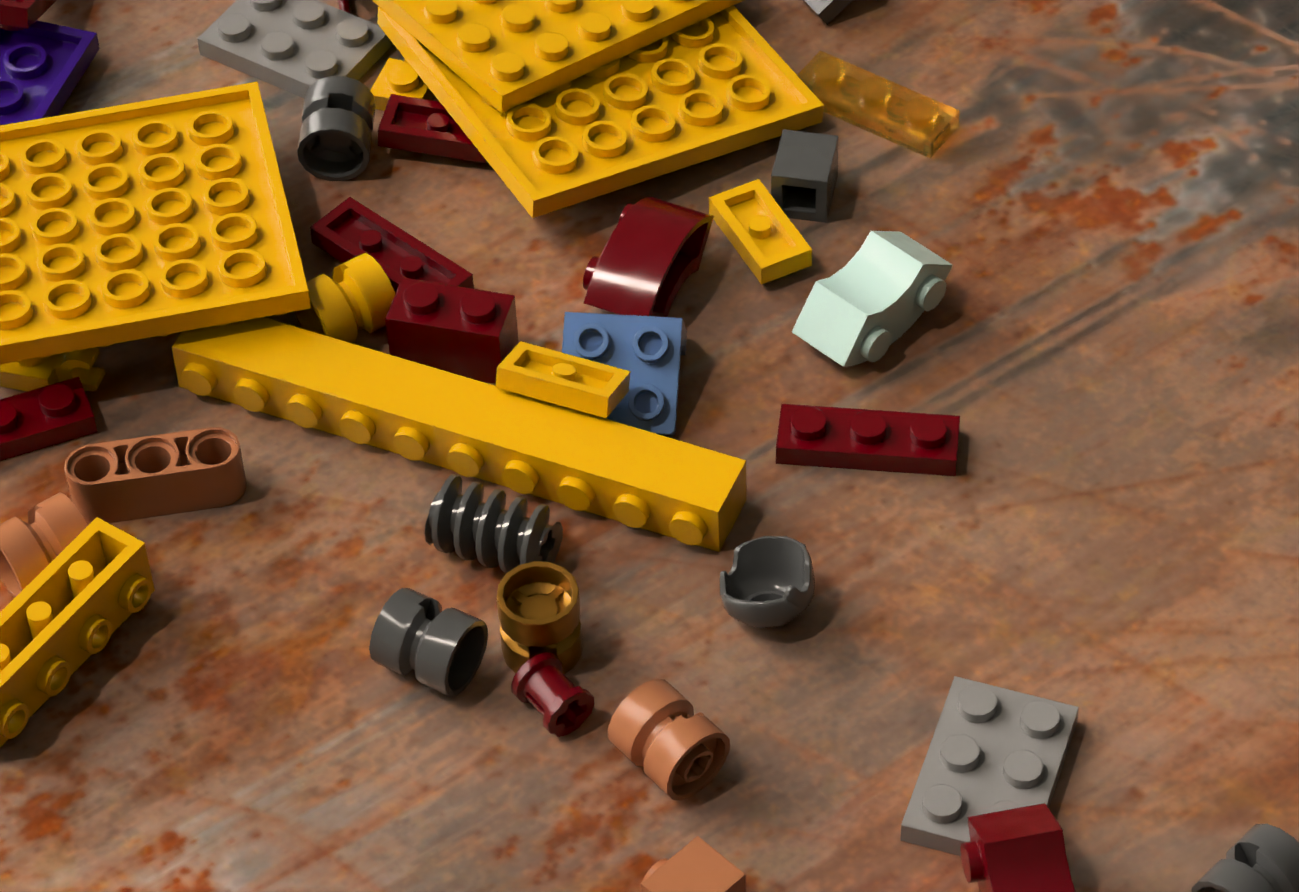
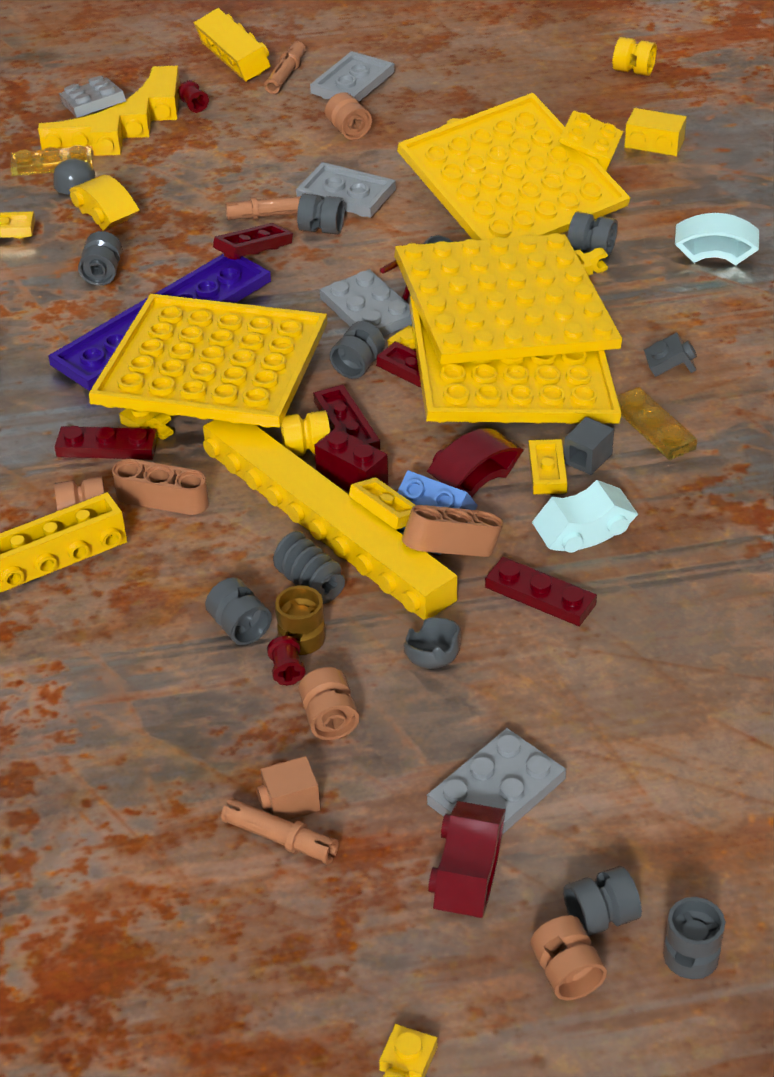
camera: 25 degrees right, 5 degrees down
(694, 390) = (452, 531): none -> nougat beam

